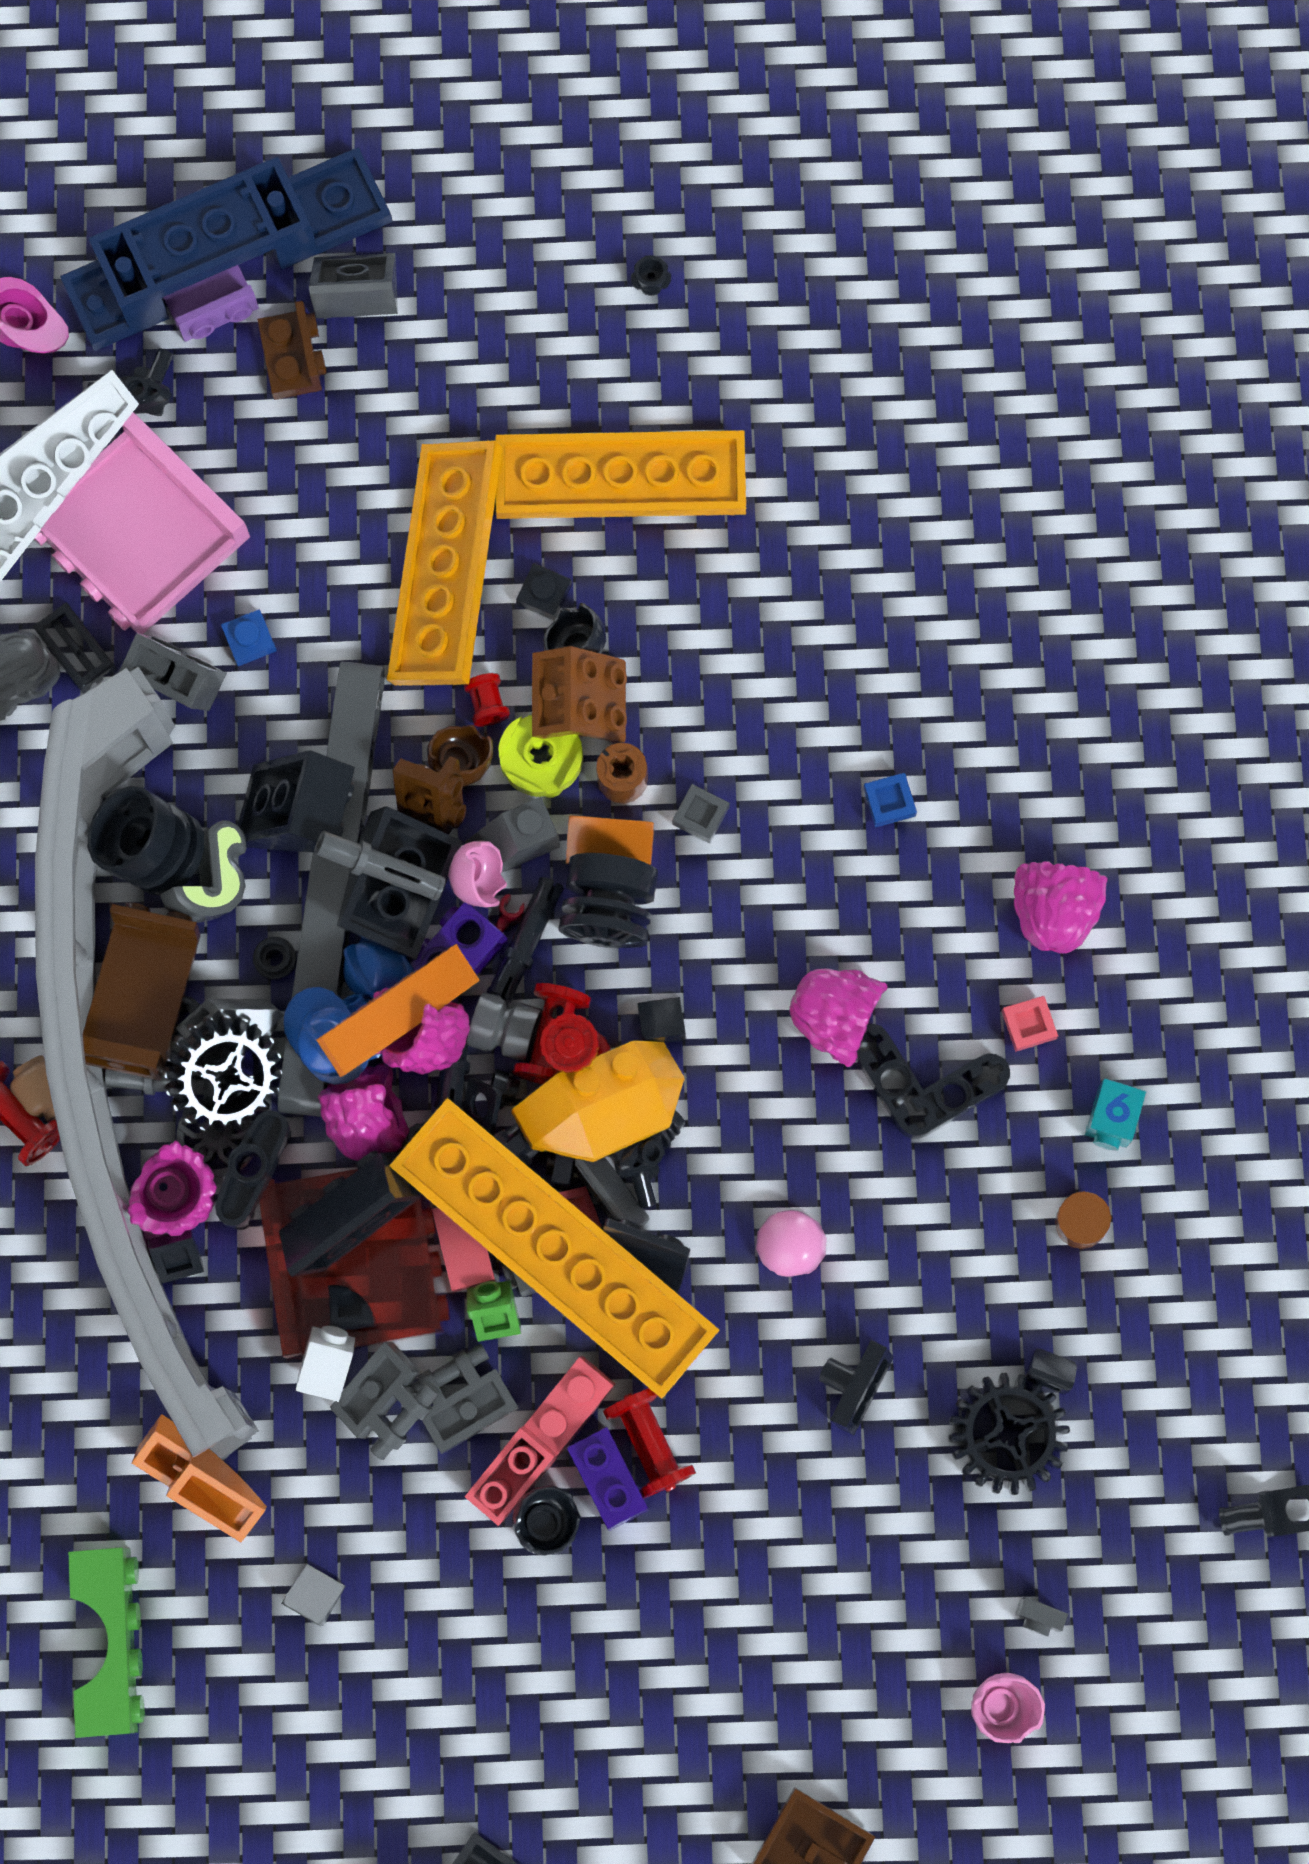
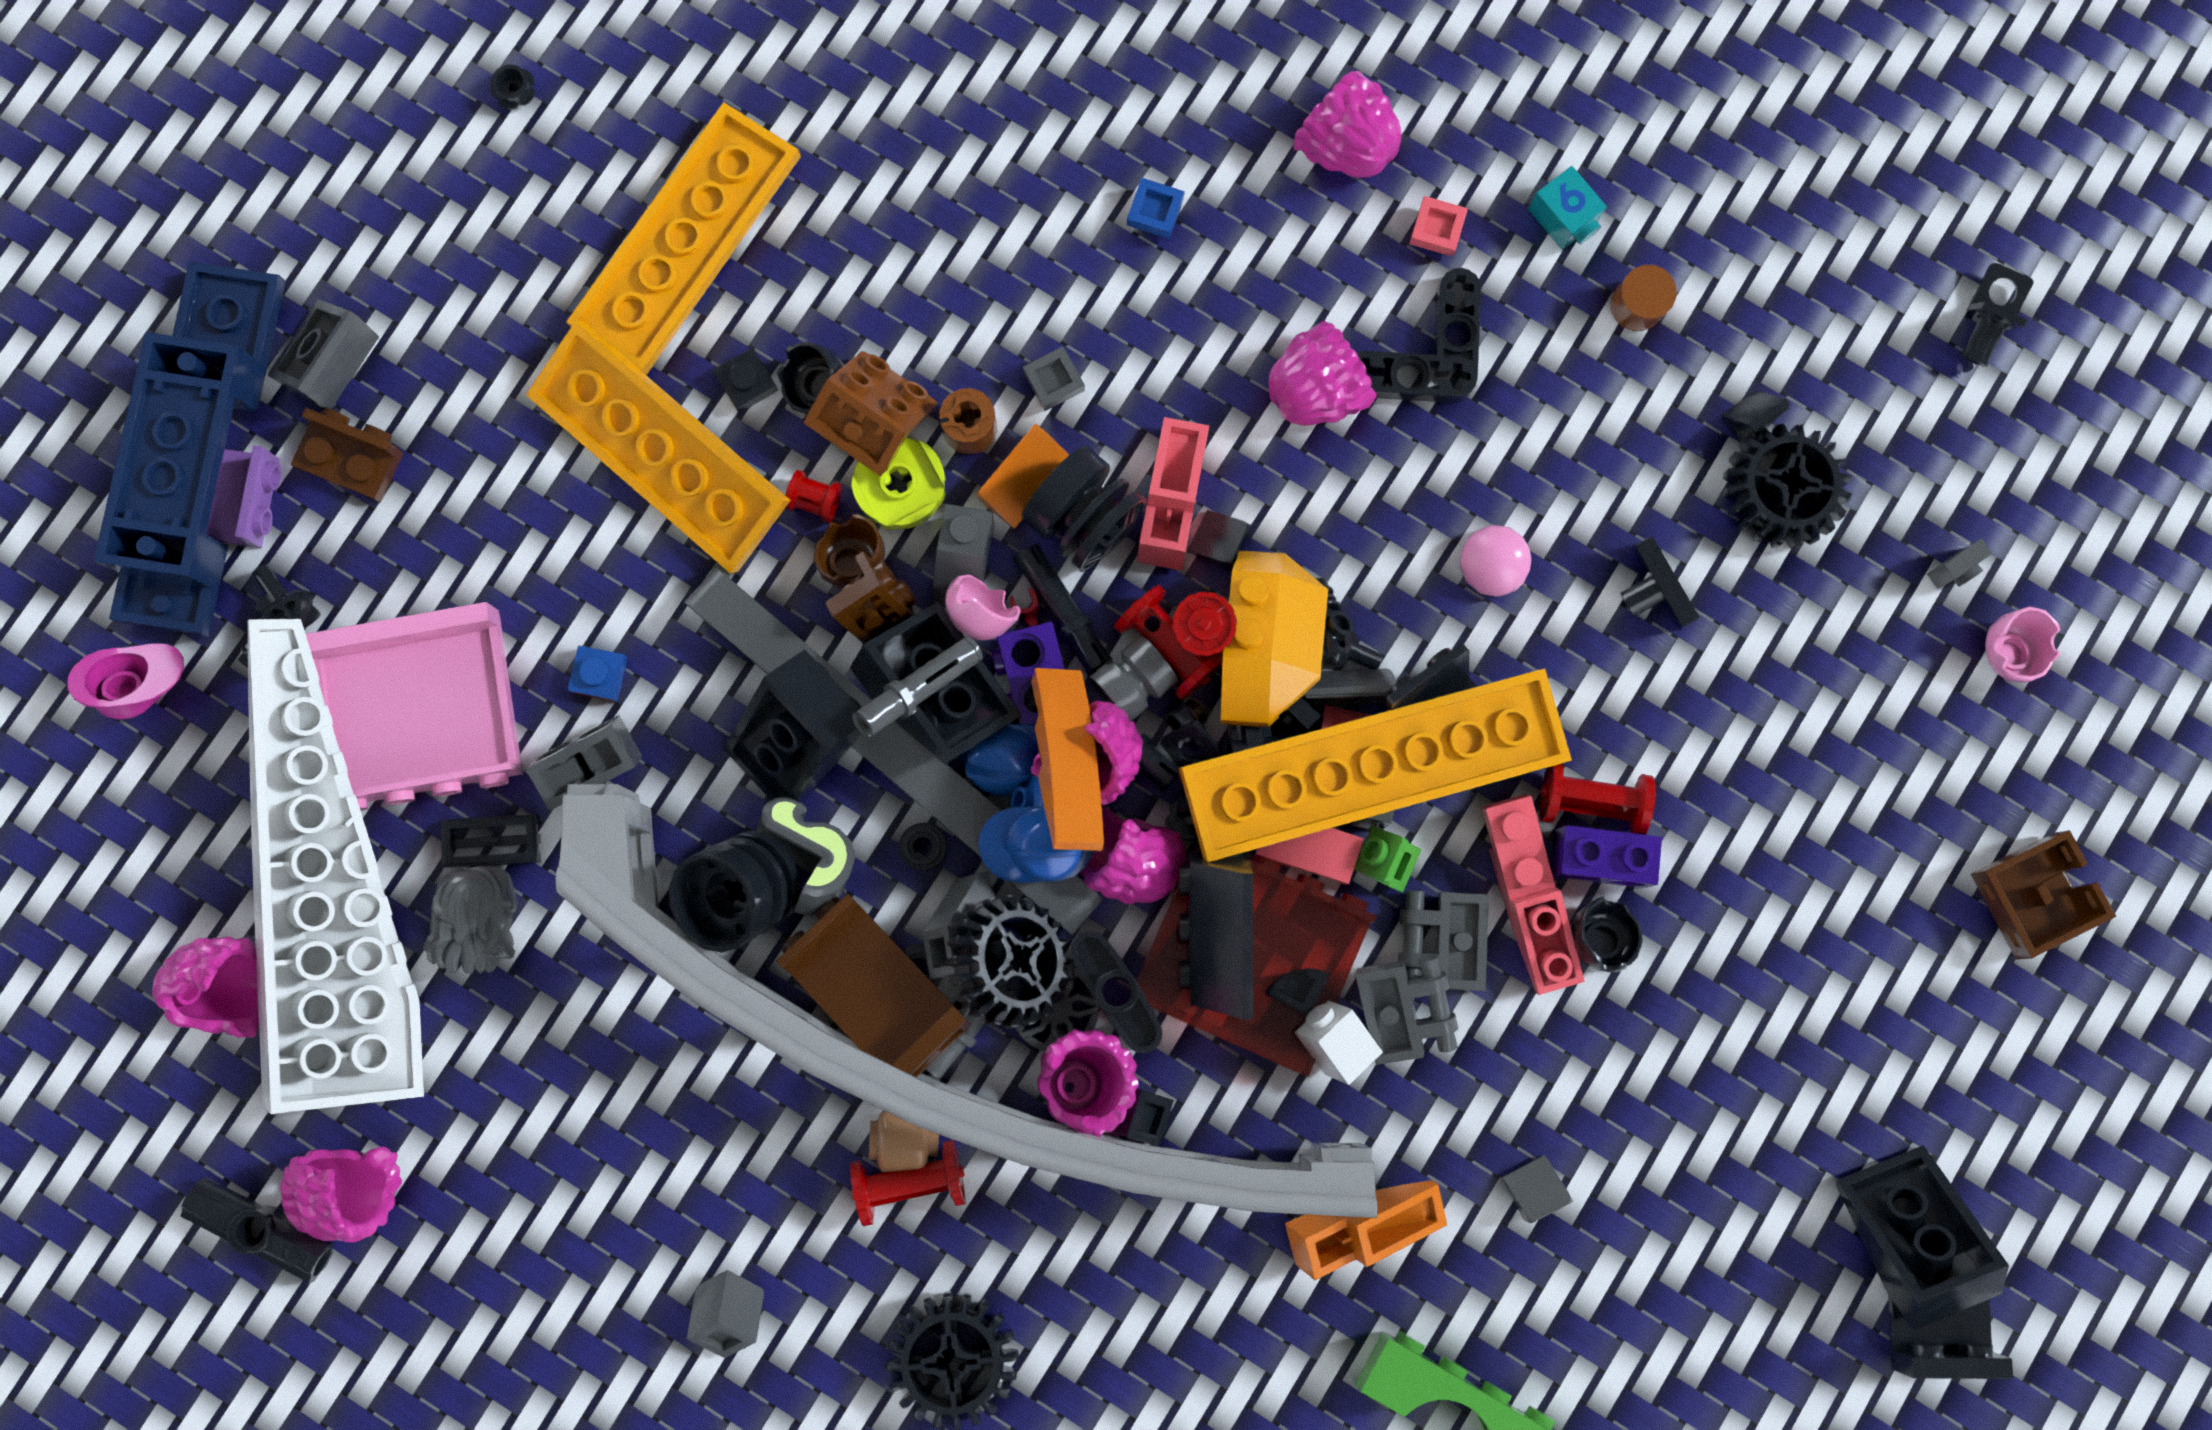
camera: 60 degrees left, 5 degrees up
(672, 961) = (1172, 494): none -> coral slope

